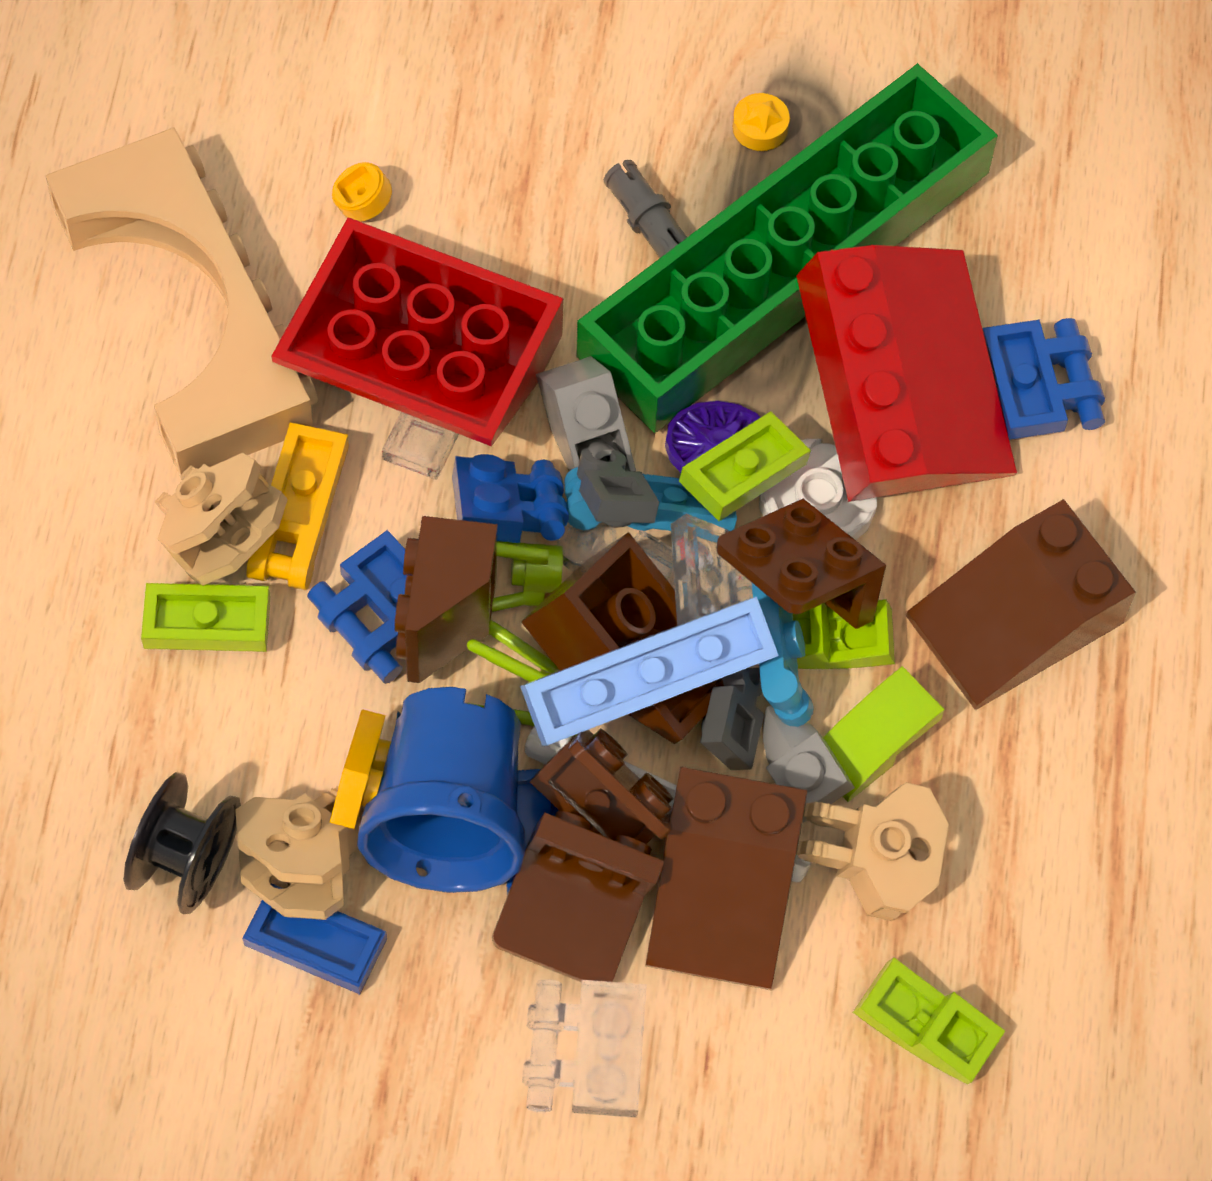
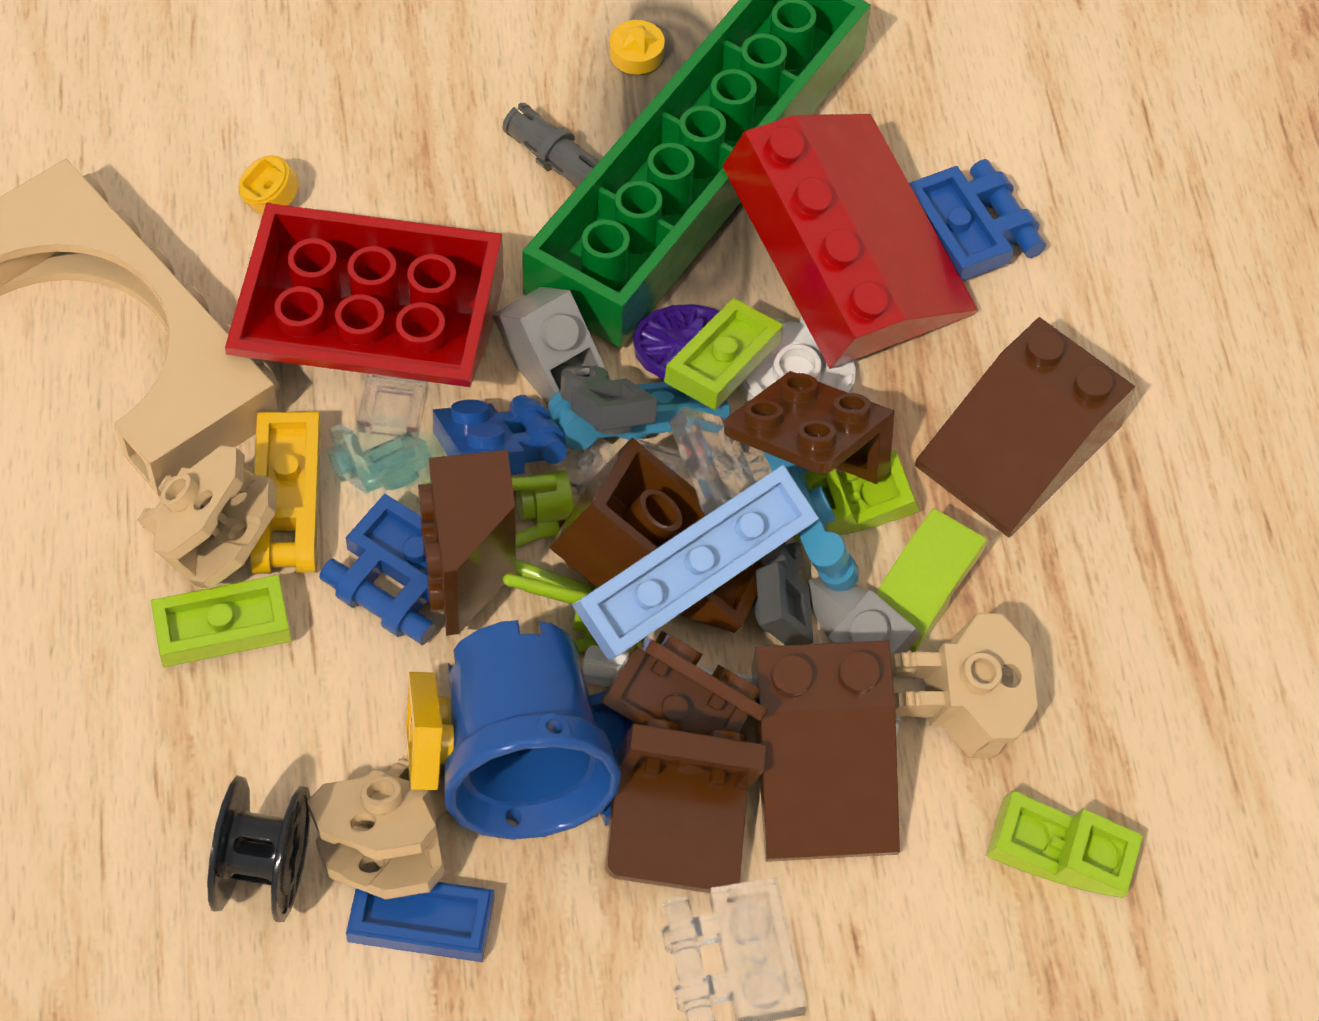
camera: 15 degrees left, 5 degrees down
(394, 501) = (385, 465): none -> clear light blue bracket

